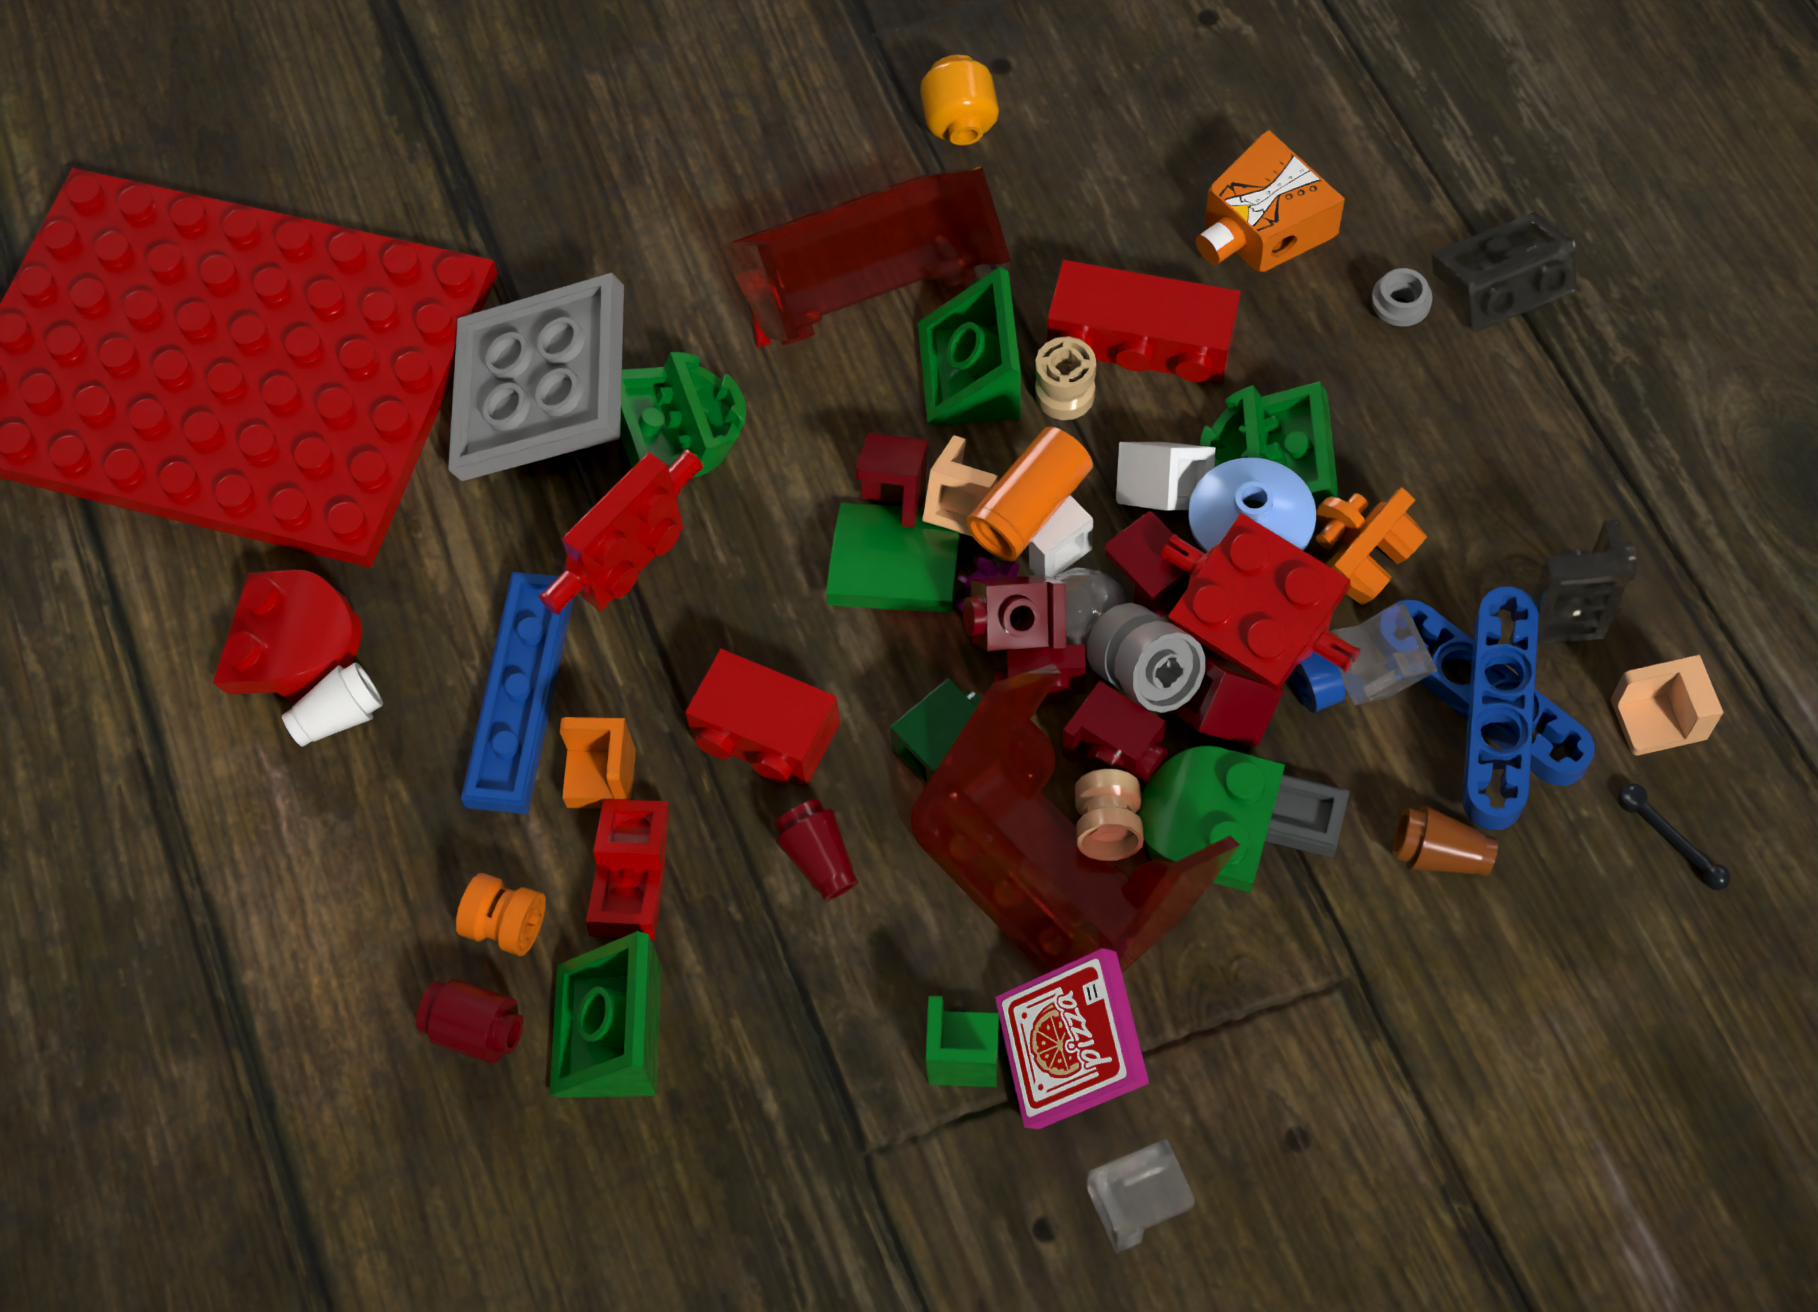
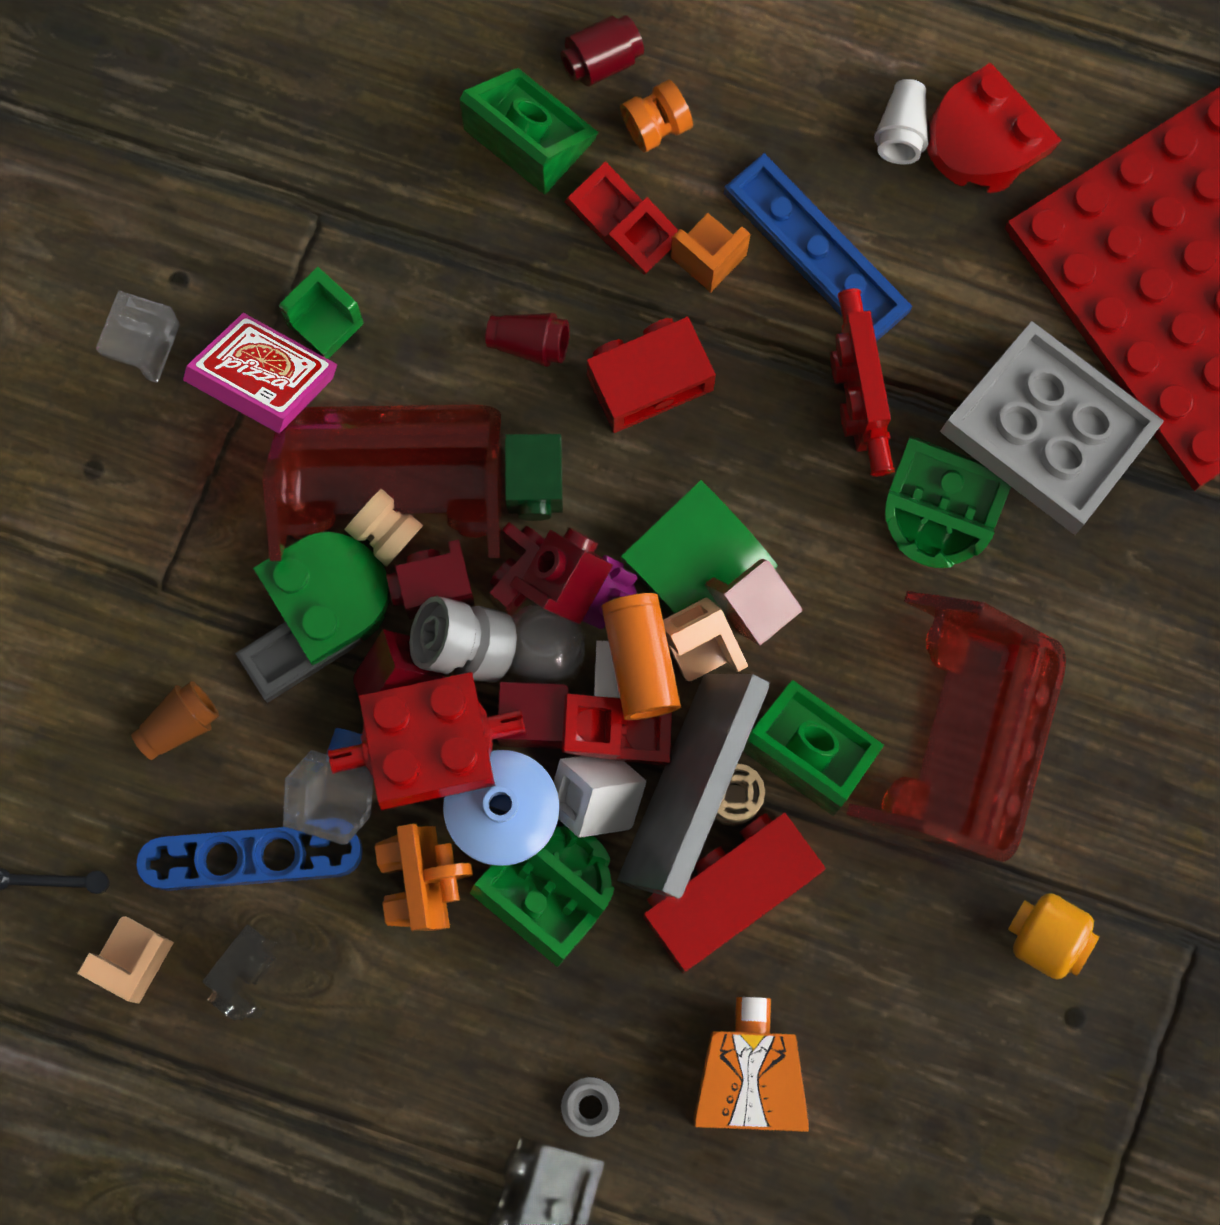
camera: 125 degrees right, 15 degrees up
(1095, 389) = (693, 783): none -> dark grey tile
(1114, 497) = (598, 730): none -> red slope
(1502, 706) = (215, 845): blue beam -> none

